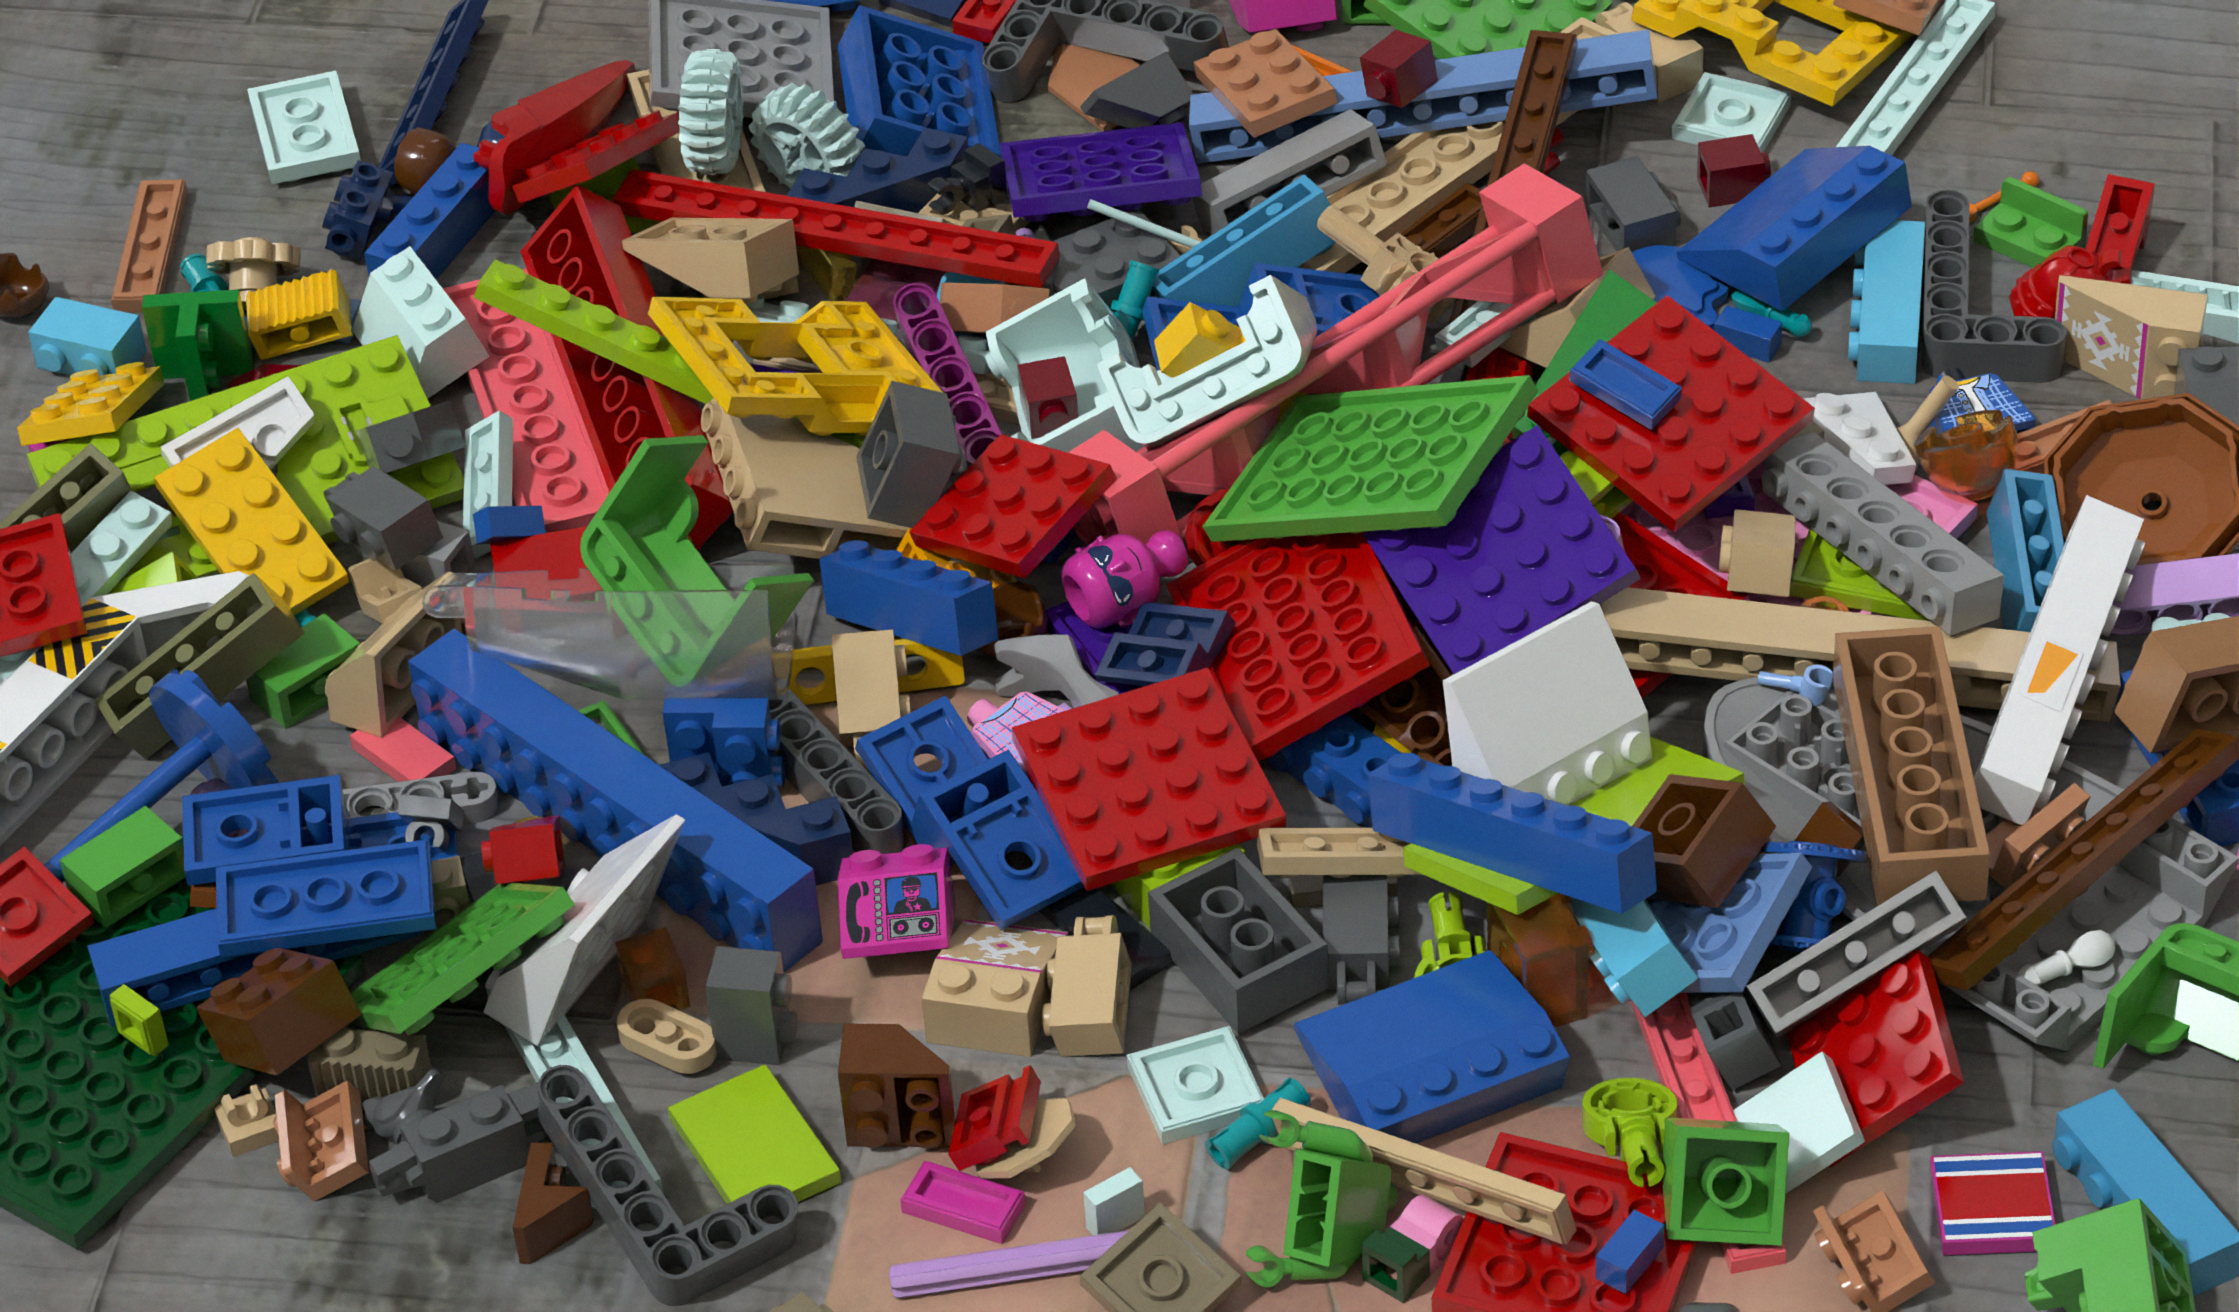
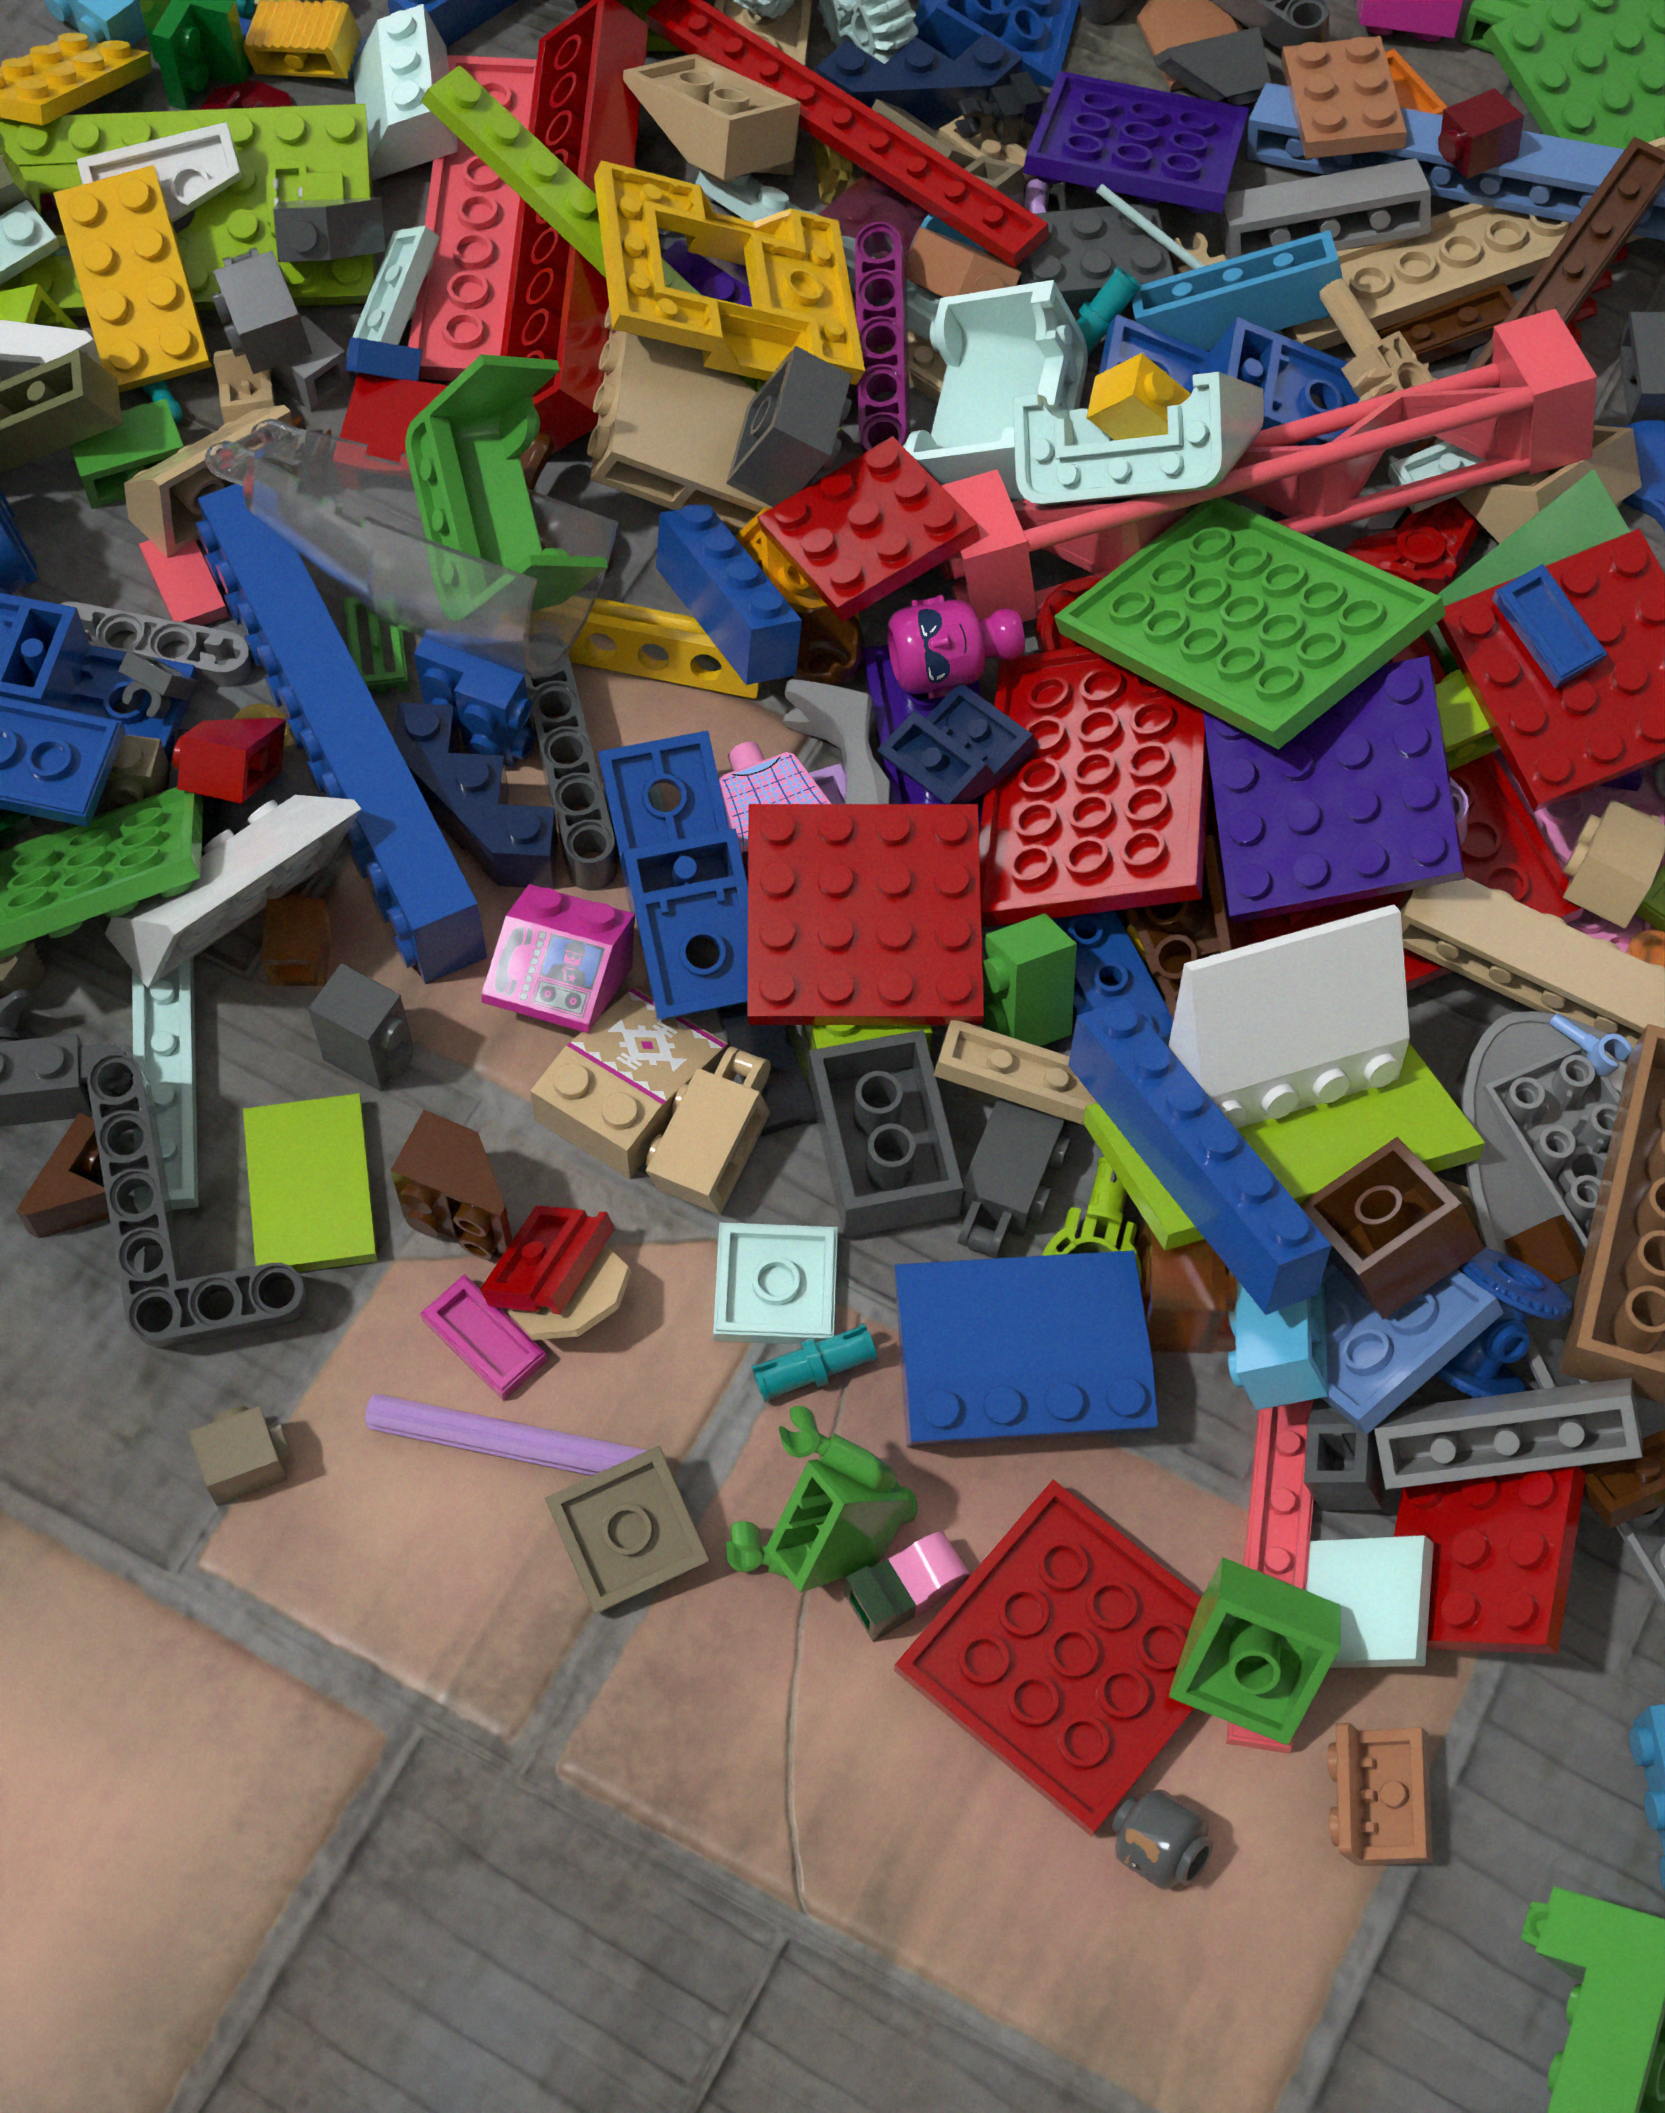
camera: 15 degrees right, 20 degrees up
(672, 1037) = (282, 1024): tan plate -> none
(867, 683) = (645, 684): tan brick -> none
(1047, 395) = (970, 397): dark red brick -> none
(1114, 1203) = (625, 1409): light aqua tile -> none
(1312, 780) = (1029, 981): none -> bright green brick
(1454, 1179) = (949, 1511): tan tile -> none
(1629, 1251) = (1120, 1700): blue piece -> none
(1632, 1117) = (1190, 1536): lime pin -> none
(1990, 1201) = (1538, 1772): tile -> none

